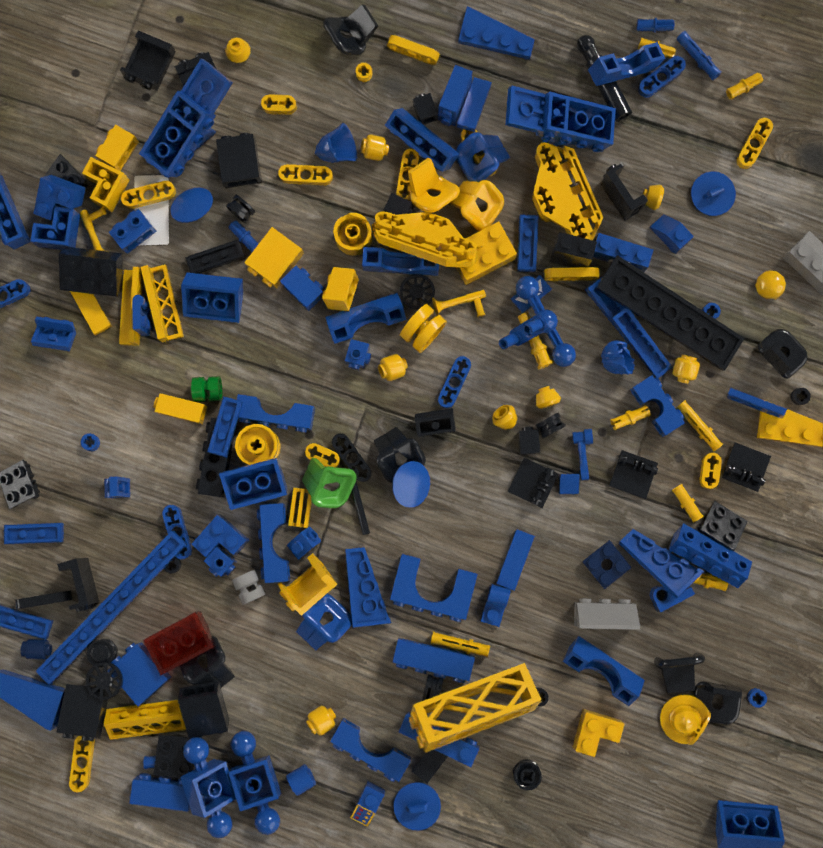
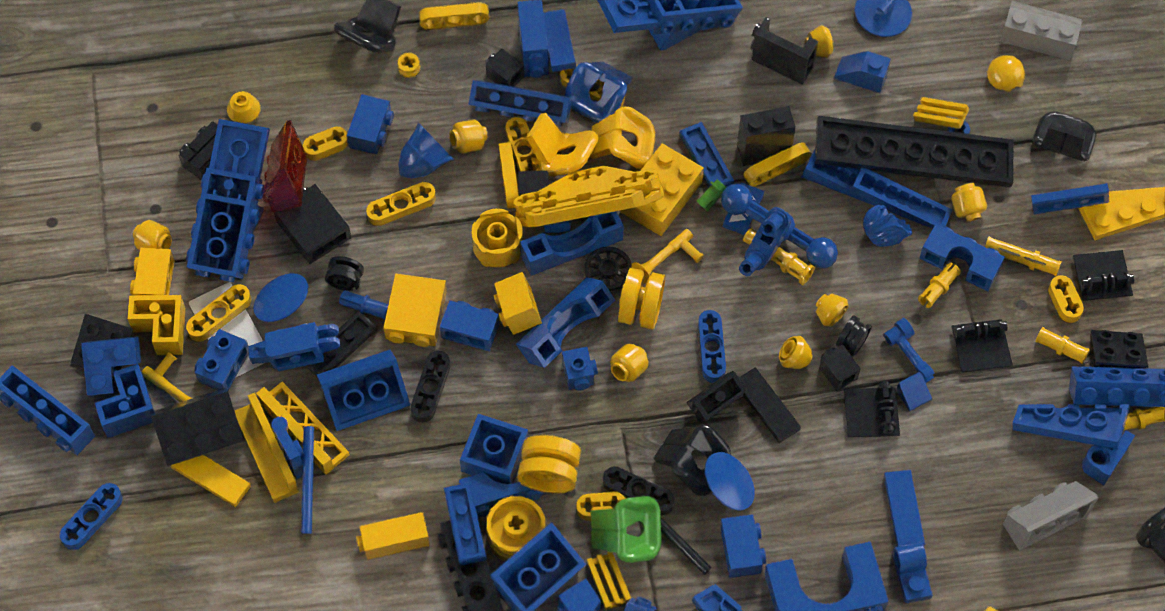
camera: 35 degrees left, 20 degrees down
(53, 333) = (182, 525): blue bracket -> none
(130, 119) = (152, 235): none -> yellow head
(144, 343) = (307, 479): none -> blue bar
(148, 61) = (139, 166): black panel -> none
(182, 245) = (295, 346): none -> blue hinge
(206, 389) = (406, 499): green wheel -> none
(237, 115) = (285, 170): none -> clear red slope
(263, 302) = (432, 397): none -> black beam
(271, 384) = (493, 449): none -> blue brick
(295, 417) = (549, 464): none -> yellow wheel
(313, 105) = (369, 124): none -> blue brick
(387, 188) = (508, 173): none -> yellow beam
(396, 530) = (742, 546): none -> blue brick
(467, 442) = (769, 406): none -> black tile
(514, 274) = (711, 195): none -> bright green pin
(563, 199) = (706, 91): yellow connector -> none
(609, 247) = (807, 111): blue arch -> none
(618, 564) = (1012, 445): dark blue piece -> none
(624, 683) = (1115, 579): blue arch -> none
(696, 282) = (942, 109): none -> yellow tile
(795, 400) = (1111, 179): black bush -> none

